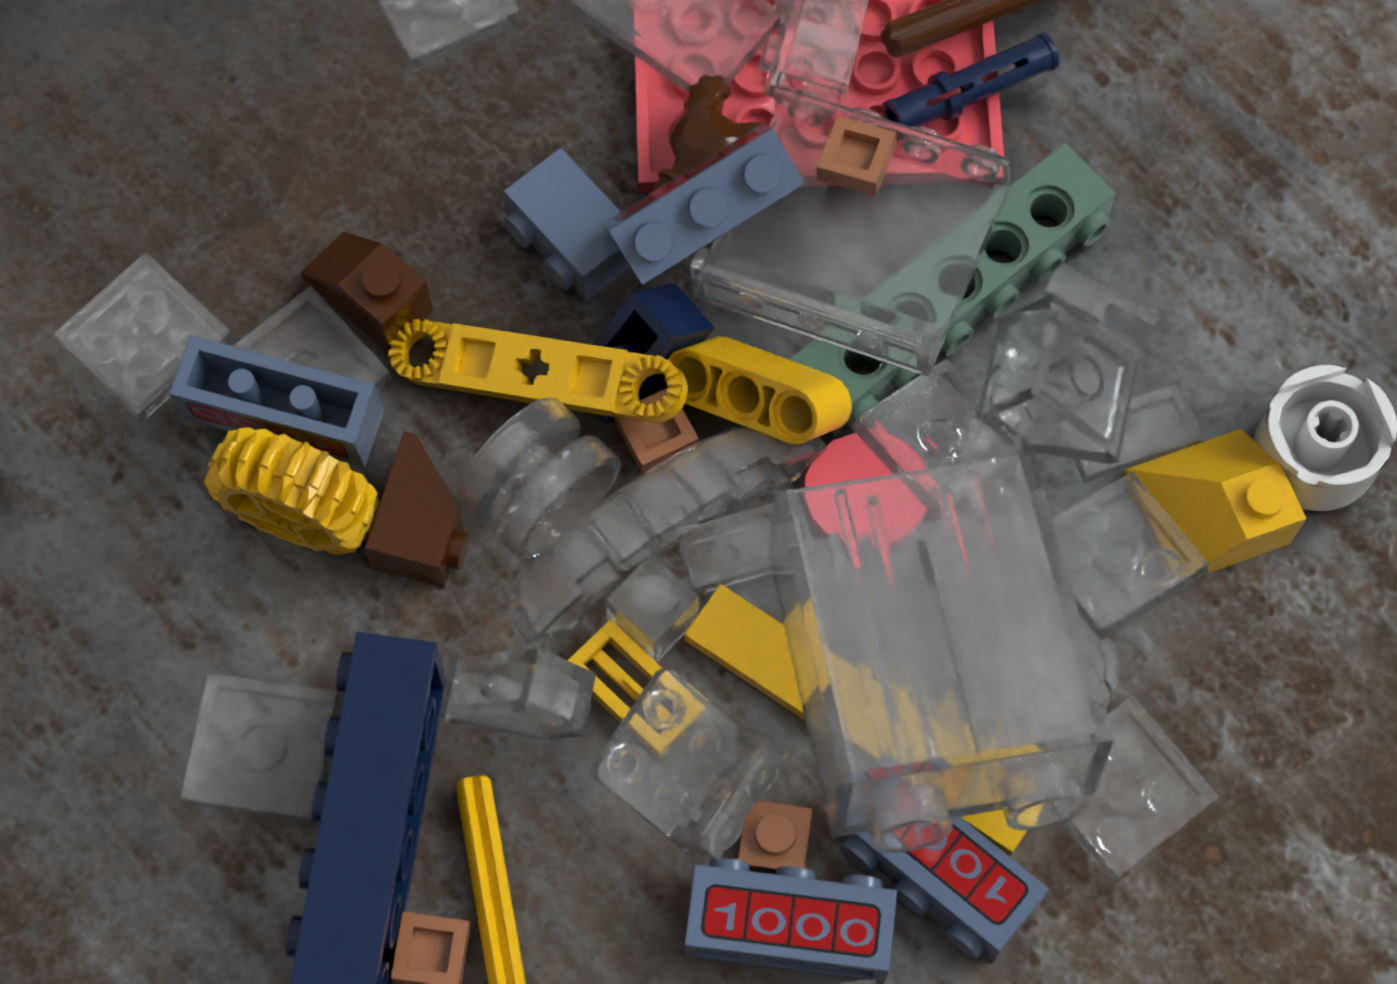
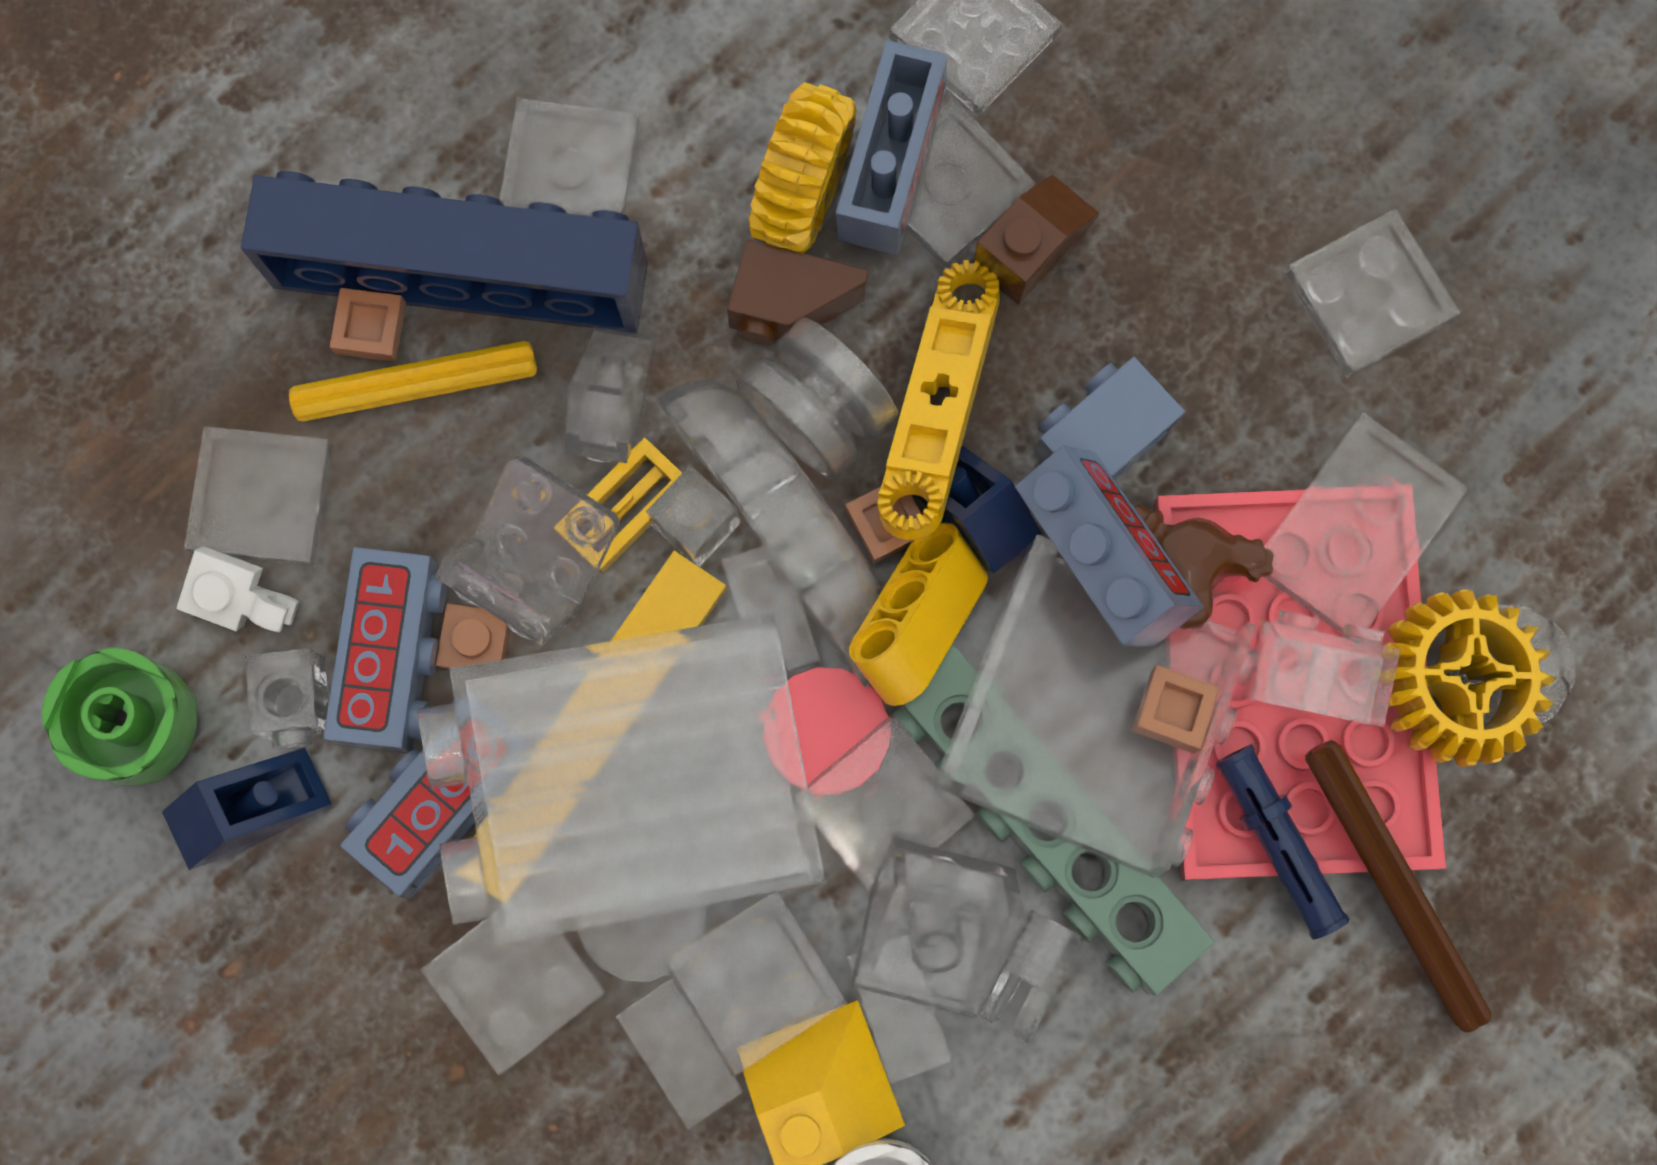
camera: 90 degrees right, 10 degrees up
(1185, 629) = (679, 1053): none -> clear plate

